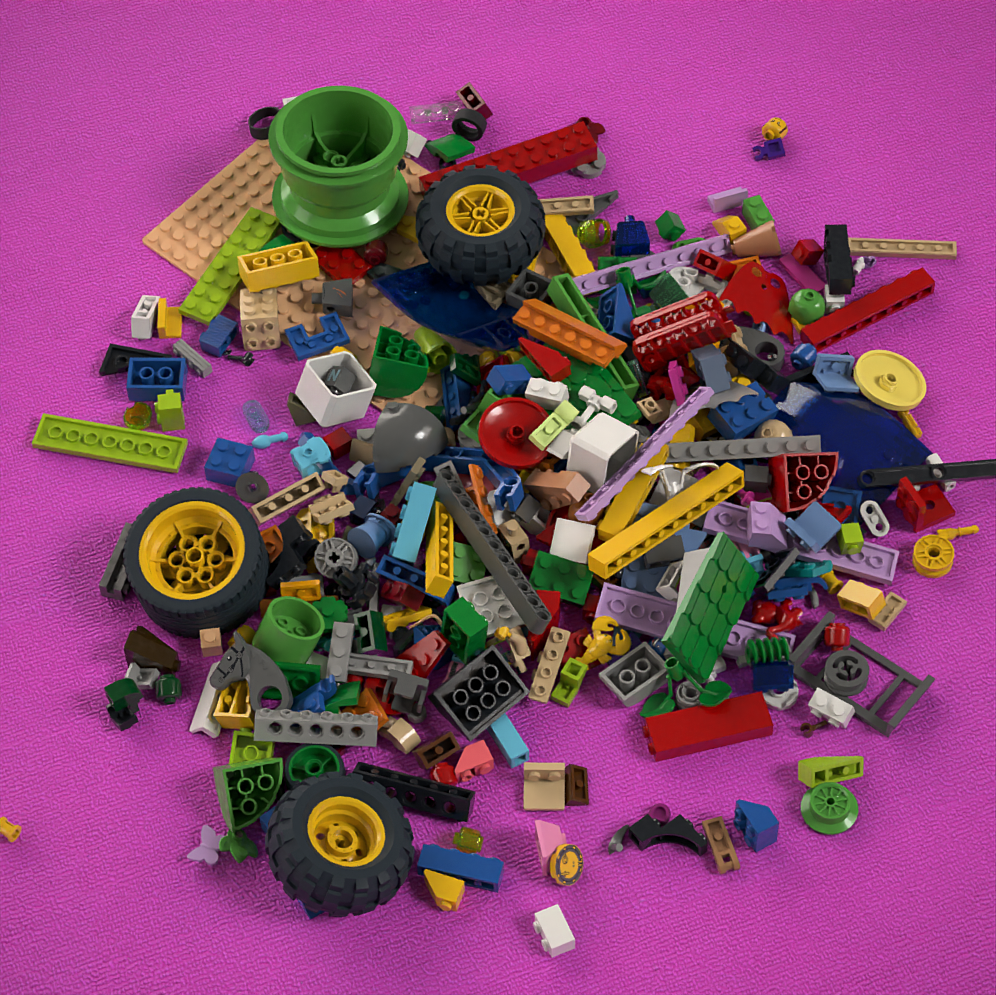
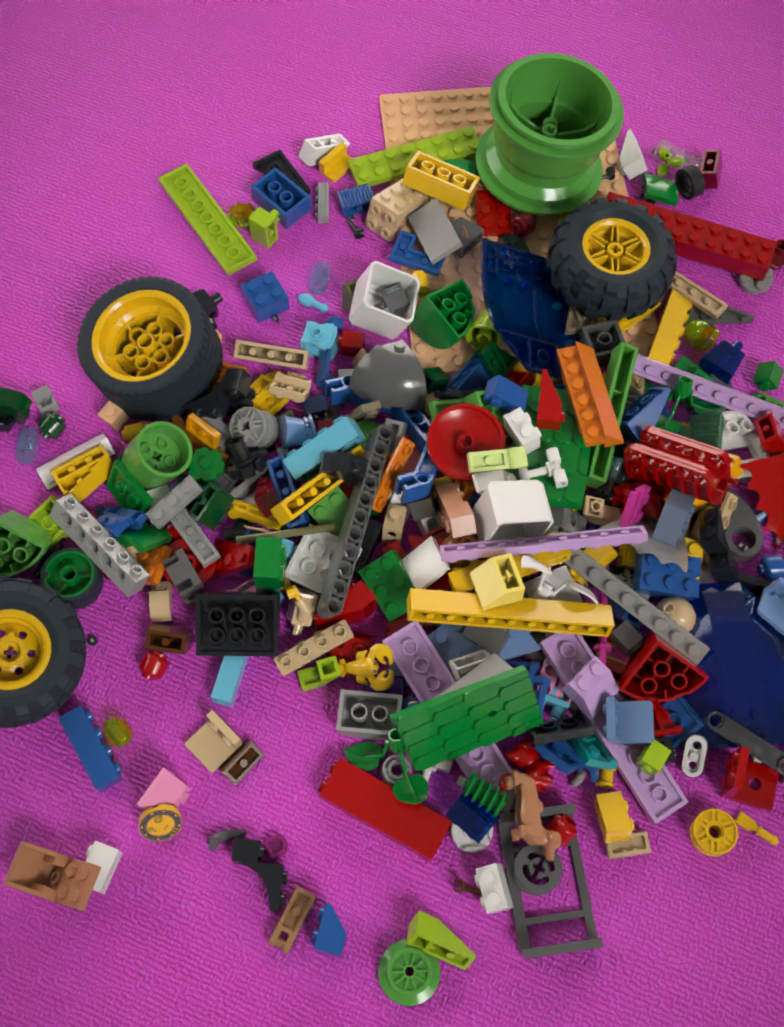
camera: 40 degrees right, 10 degrees up
(150, 652) = (68, 387): dark brown slope -> none
(162, 719) = (27, 444): none -> clear light blue plate
(245, 490) = (260, 326): dark grey piece -> none
(248, 663) = (104, 468): dark grey animal -> none
(315, 308) = (435, 231): none -> light grey tile
(335, 479) = (316, 367): tan tile -> none
(423, 789) = (119, 656): black brick -> none
(439, 117) = (665, 156): none -> lime plant
(444, 889) = (60, 755): yellow slope -> none
(447, 519) = (344, 466): none -> black slope
(455, 596) = (287, 533): none -> olive piece
(474, 761) = (188, 671): coral slope -> none
(534, 960) = (52, 876): none -> nougat bracket
(642, 501) = (497, 582): none -> light yellow slope
(809, 637) = (528, 815): none -> nougat animal

